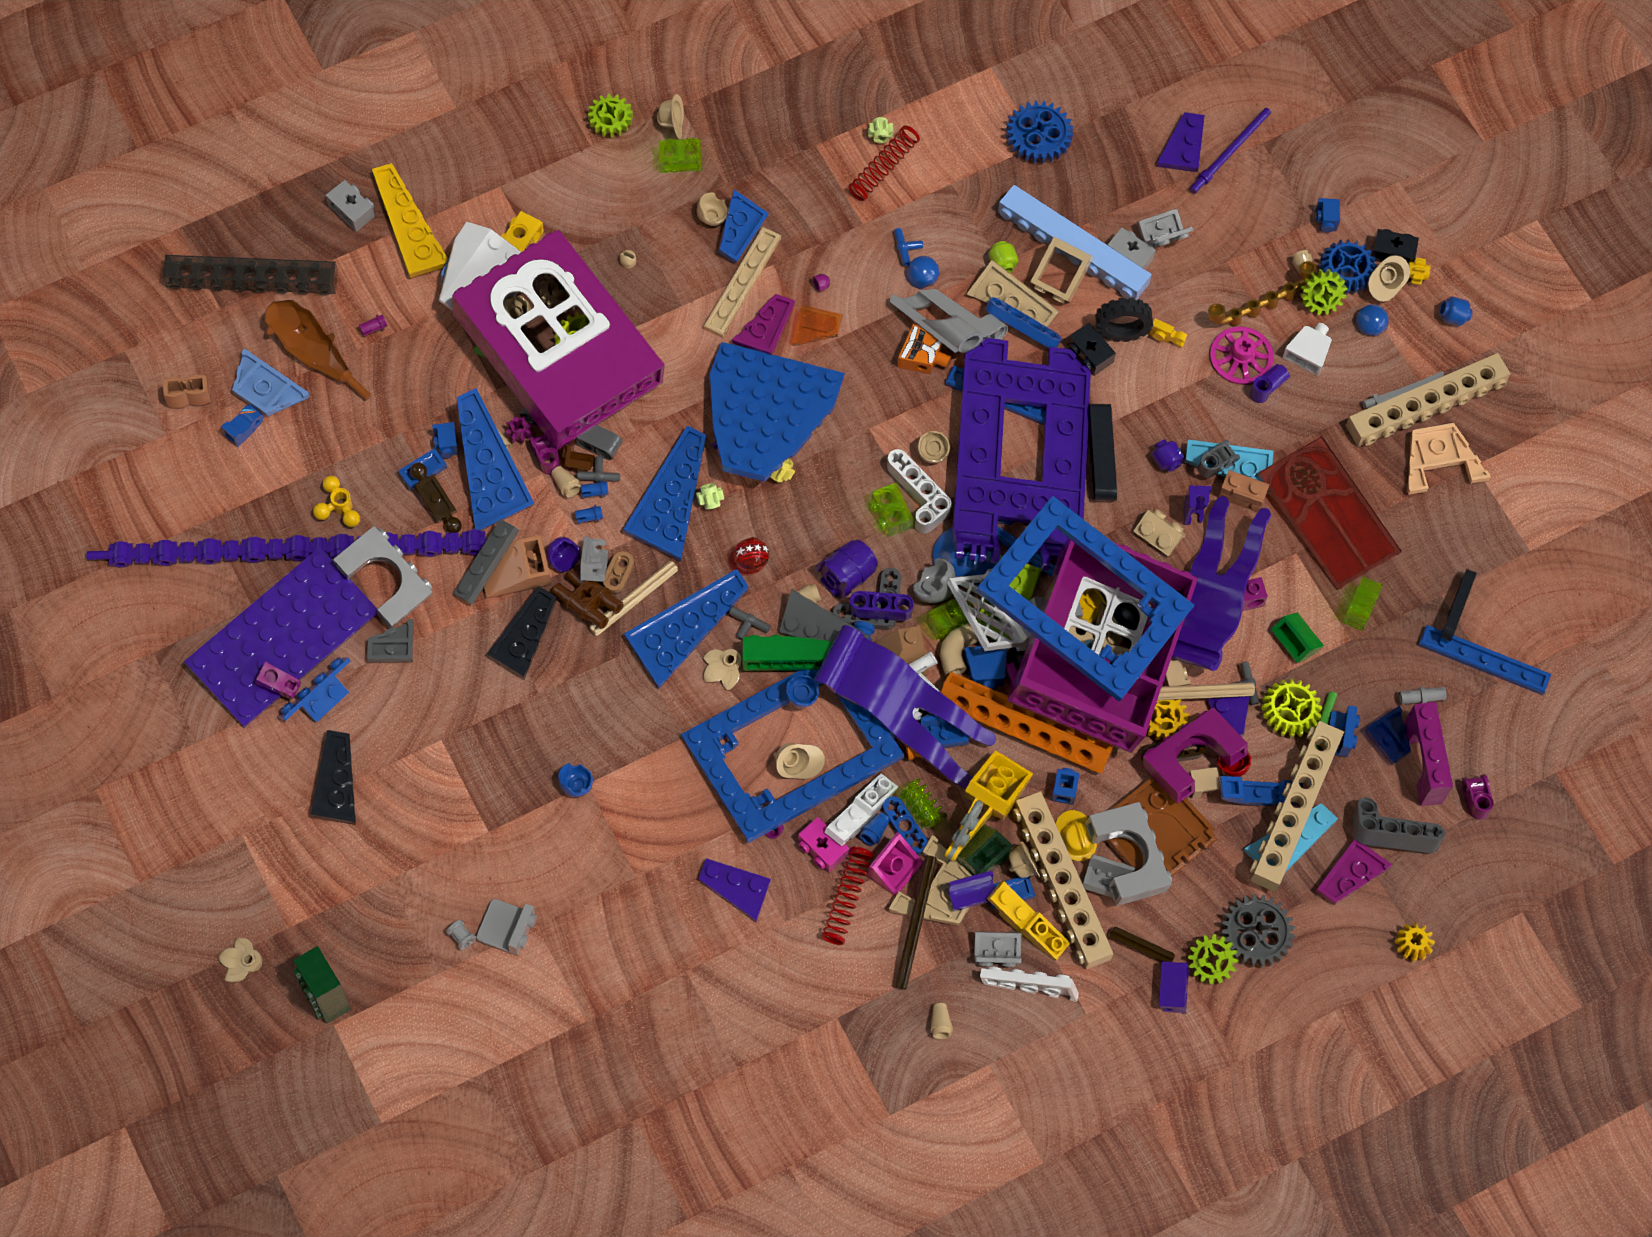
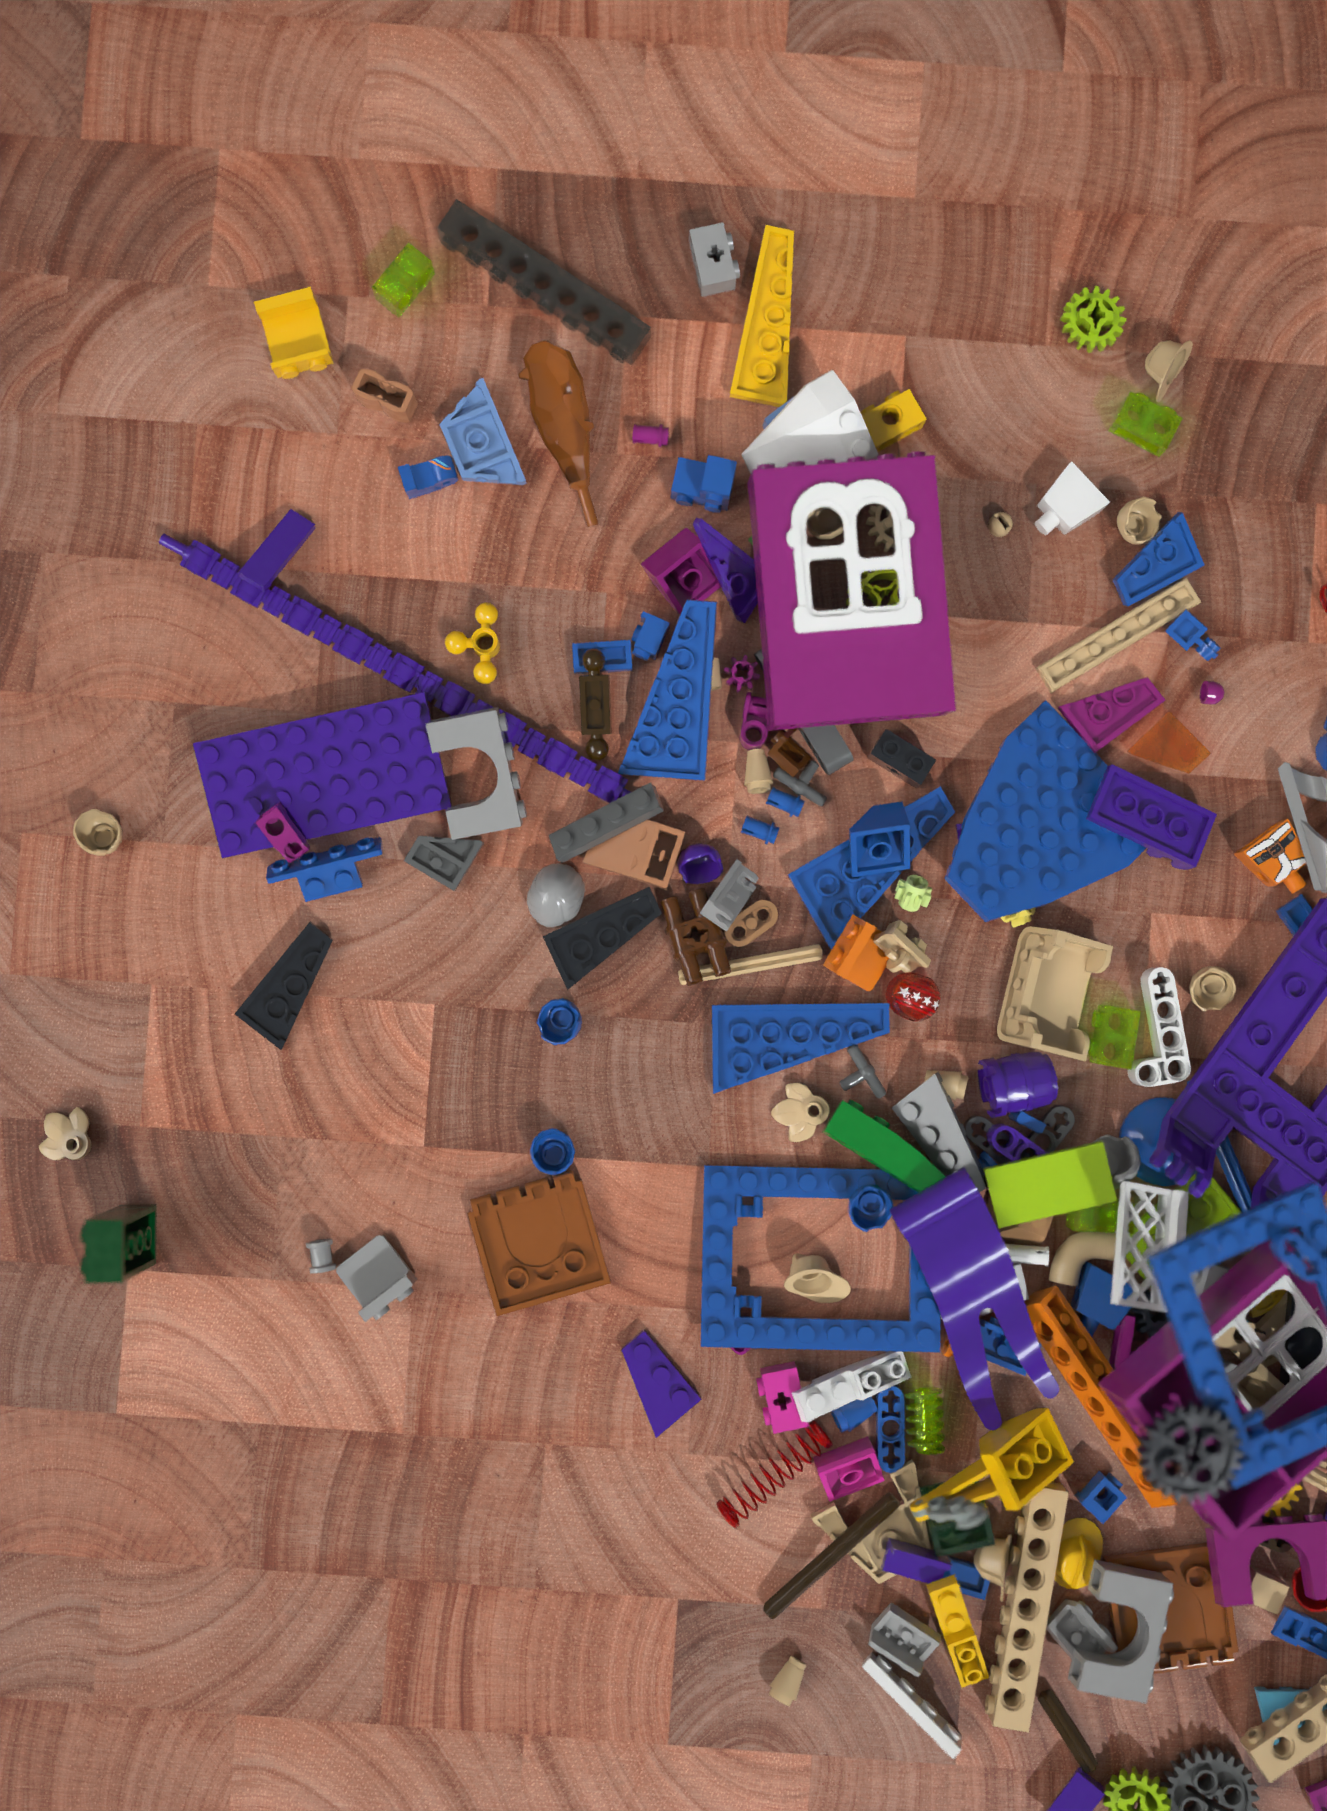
camera: 30 degrees right, 20 degrees up
(103, 388) = (294, 333): none -> yellow panel
(150, 755) = (97, 832): none -> tan hair
(157, 320) = (403, 280): none -> clear neon green brick
(169, 519) = (277, 550): none -> dark purple tile
(427, 332) = (704, 483): none -> blue brick
(441, 388) = (682, 570): none -> magenta slope
(475, 370) = (732, 568): none -> dark purple wing
(480, 626) = (555, 895): none -> light grey piece
(530, 698) = (559, 1021): none -> blue hair
(601, 844) = (538, 1243): none -> dark orange hinge
(652, 423) = (901, 758): none -> black brick
(663, 222) = (1069, 502): none -> white torso
(669, 474) = (880, 841): none -> blue slope
(699, 548) = (856, 955): none -> orange bracket
(723, 531) = (902, 952): none -> tan hips
(783, 255) = (1188, 630): none -> blue plate
(829, 368) = (1151, 817): none -> dark purple hinge
(832, 502) = (1049, 991): none -> tan windscreen
(870, 586) = (1027, 1121): none -> blue tile
(904, 608) = (1050, 1184): none -> lime tile
(1066, 540) = (1294, 1260): none -> blue beam
(1096, 682) = (1217, 1457): none -> black gear

